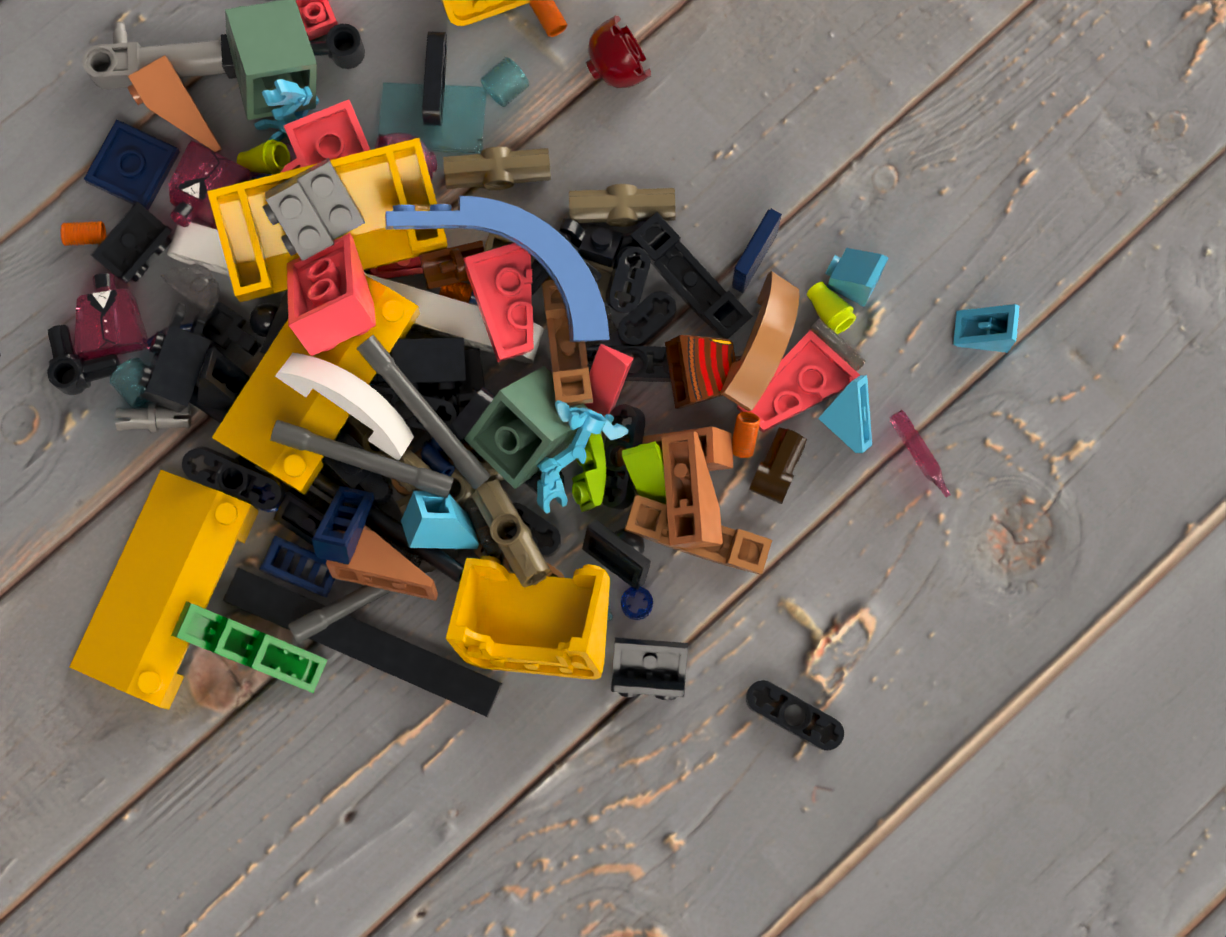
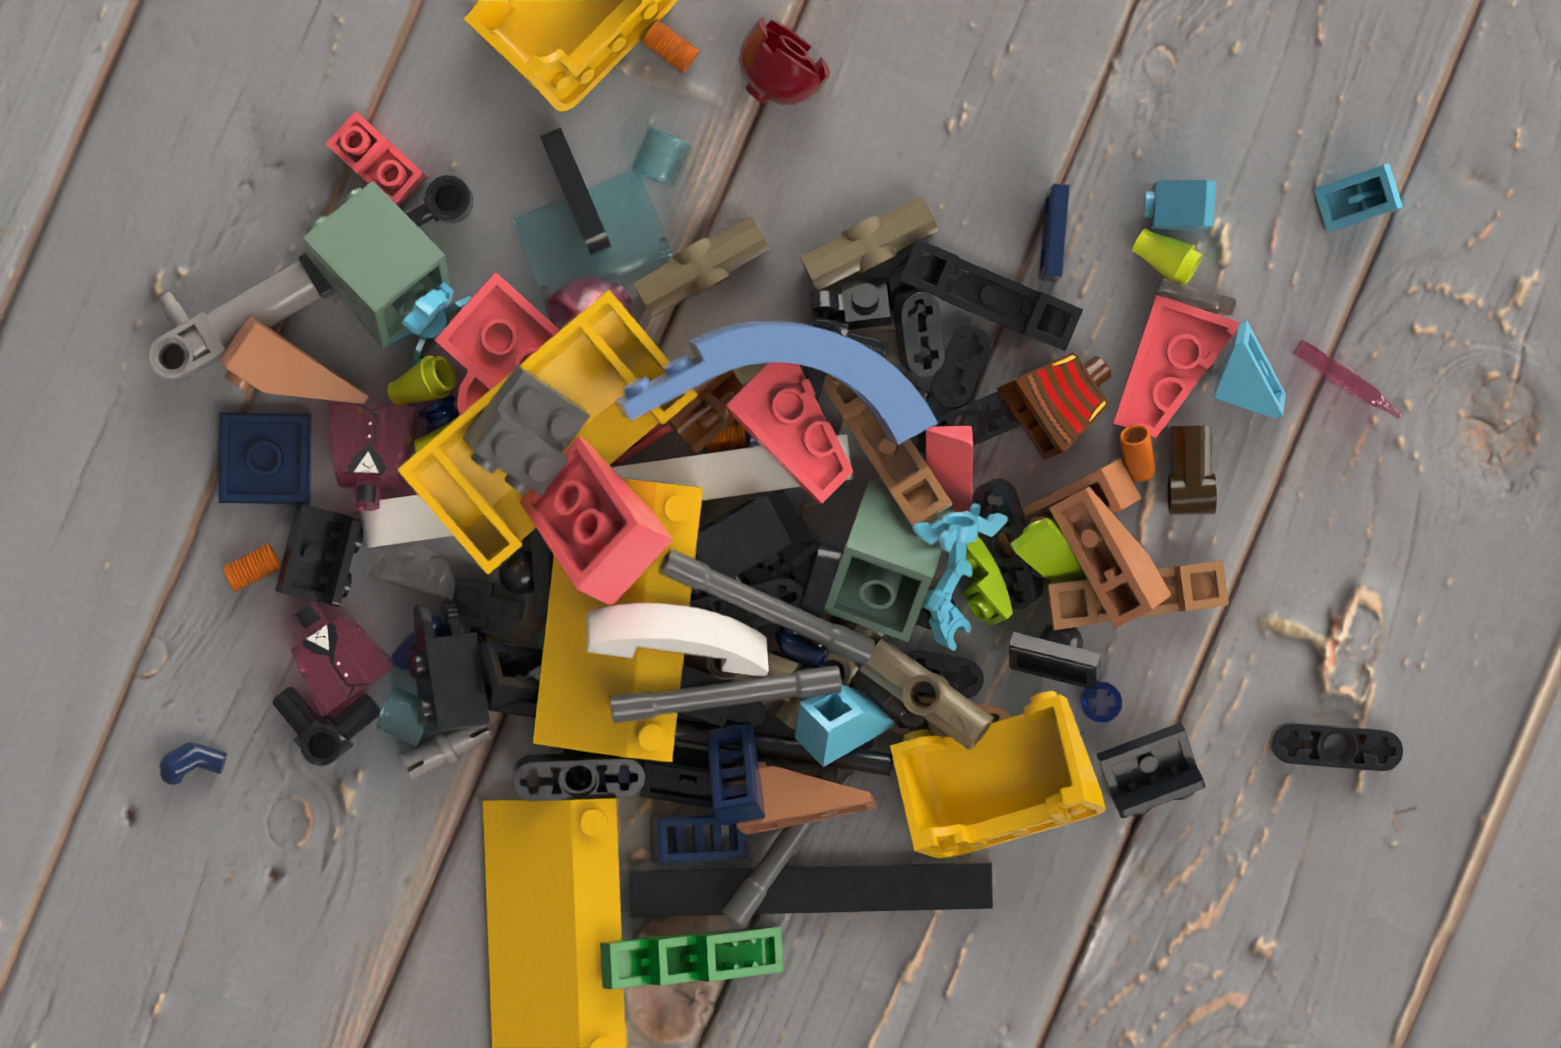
camera: 25 degrees left, 10 degrees up
(766, 343) = (1116, 334): medium nougat slope -> none

